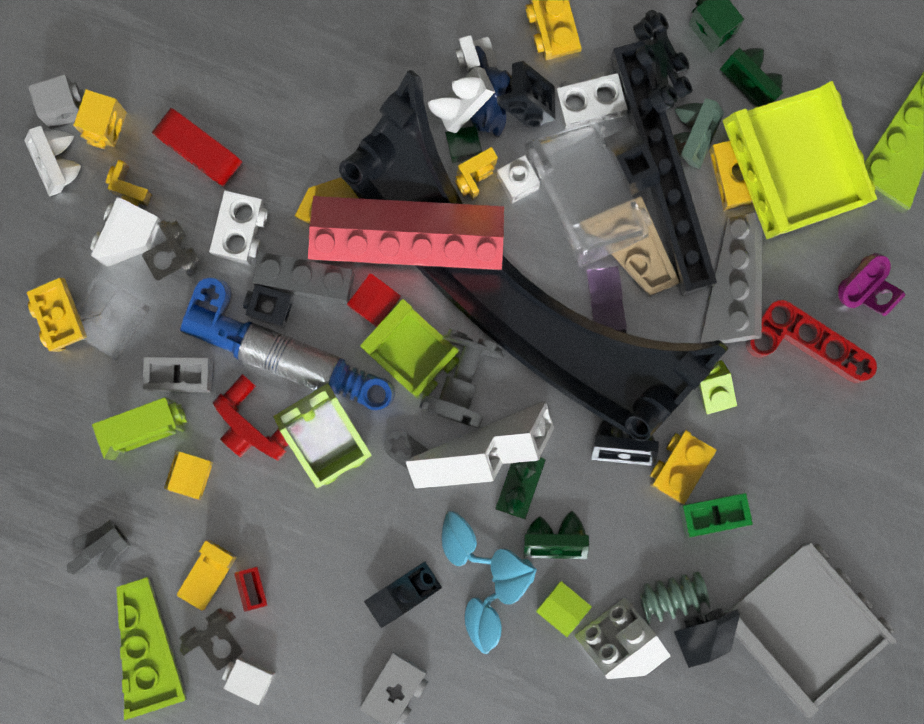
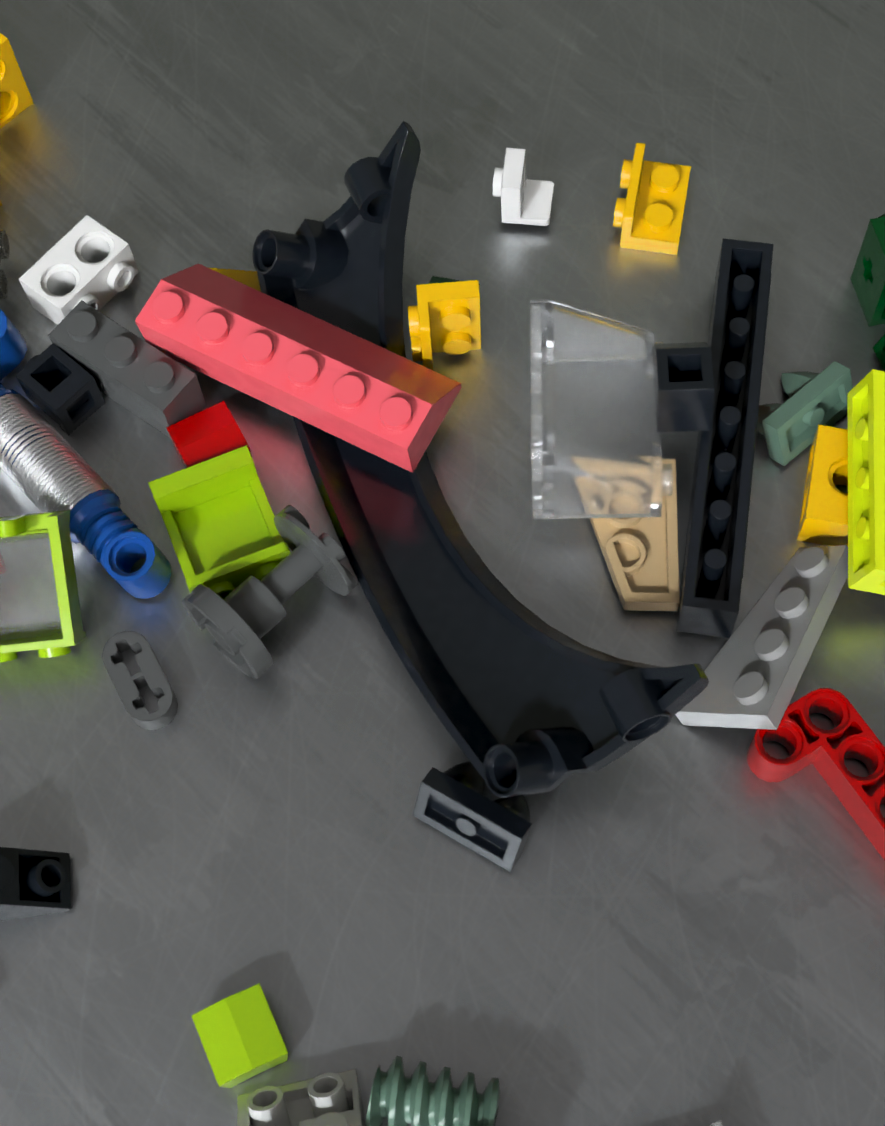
camera: 30 degrees right, 20 degrees down
(197, 147) = (90, 164): red beam -> none
(464, 100) = (460, 241): white tile -> none
(483, 451) = (248, 712): white slope -> none
(492, 116) = (526, 247): dark blue animal -> none
(510, 577) = (158, 908): medium azure plant -> none
(518, 179) = (502, 365): white brick -> none
(520, 487) = (280, 801): dark green tile -> none
(531, 96) = (569, 257): black bracket -> none
(568, 544) = (303, 930): dark green tile -> none
(593, 109) = (660, 300): white brick -> none
(606, 298) = (557, 578): clear purple slope -> none
(667, 61) = (794, 258): black plant -> none
(682, 467) = (554, 890): yellow bracket -> none
(715, 515) = (572, 992): green brick -> none
(718, 389) = (668, 788): bracket -> none

